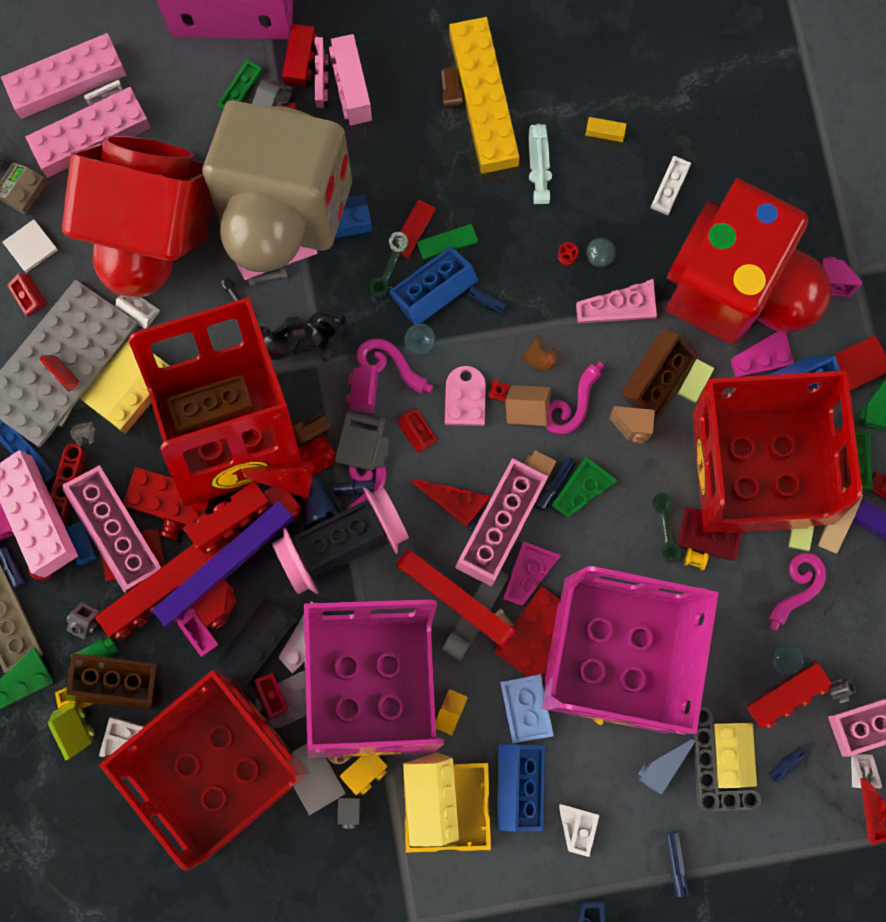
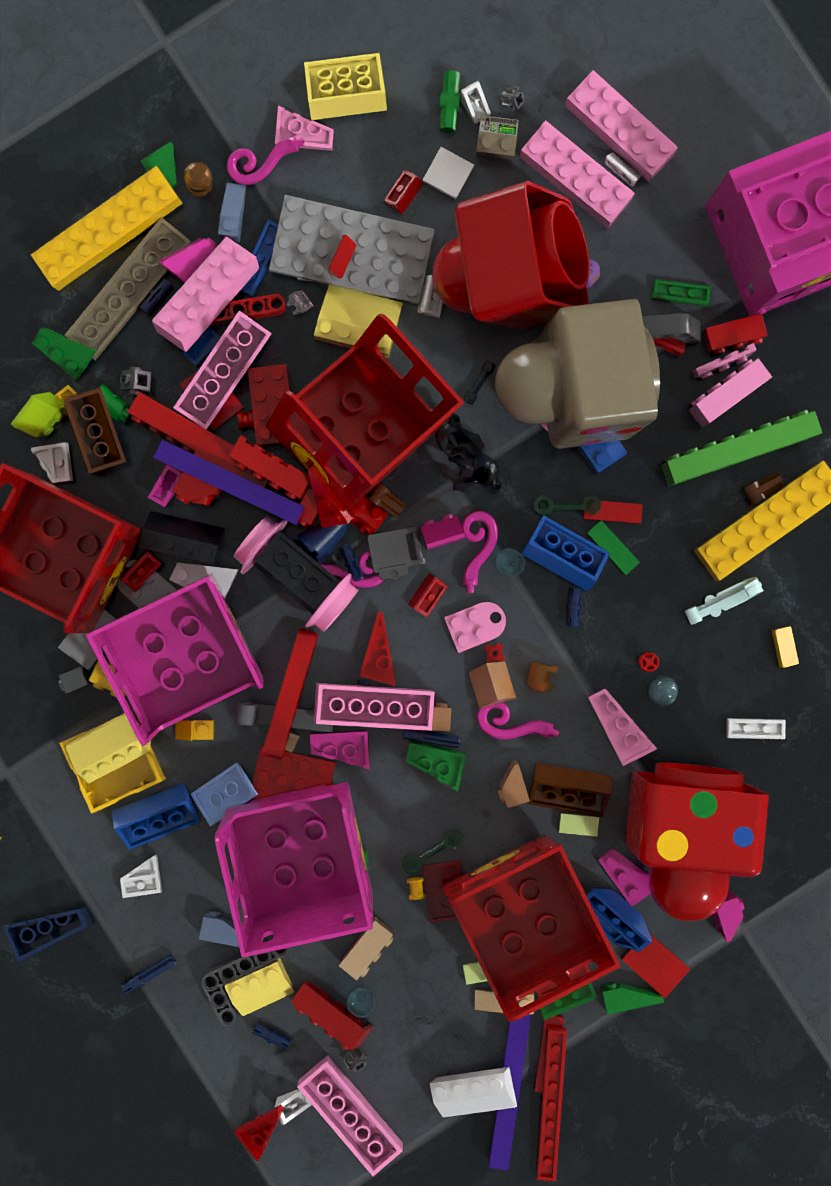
camera: 65 degrees right, 10 degrees up
(210, 404) = (367, 404): reddish brown tile -> none
(405, 91) = (739, 449): none -> bright green brick
(737, 632) = (366, 949): none -> tan brick
(782, 610) = (402, 980): dark pink plant -> none

